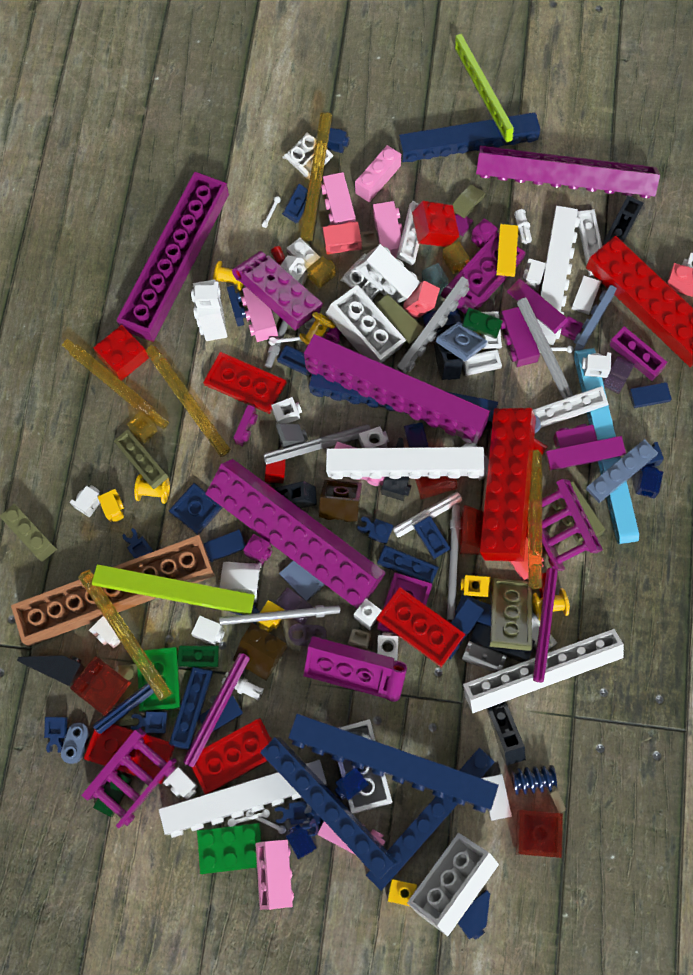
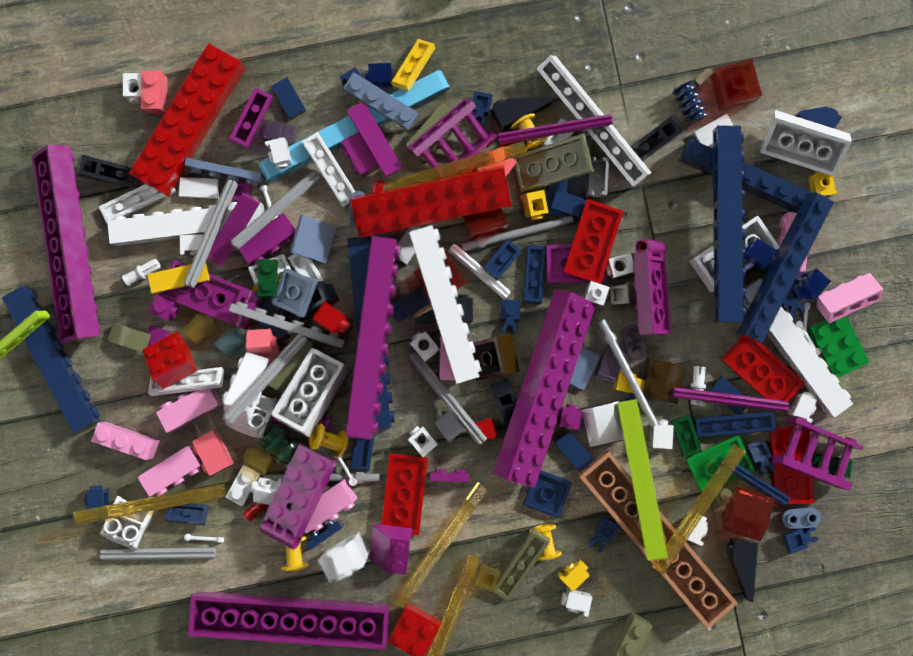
camera: 115 degrees left, 15 degrees up
(200, 356) = (390, 548): none -> magenta slope
(272, 174) = (158, 553): none -> light grey axle
(328, 290) = (279, 444): none -> clear green piece
(390, 286) = (264, 379): none -> light grey axle
(424, 358) = (333, 320): none -> red brick
(506, 373) = (313, 239): none -> sand blue tile
(539, 286) = (210, 233): none -> light grey axle
(579, 592) = (511, 109): none -> black slope
(593, 568) = (483, 105): none -> dark blue plate
(651, 515) = (413, 65): none -> yellow tile

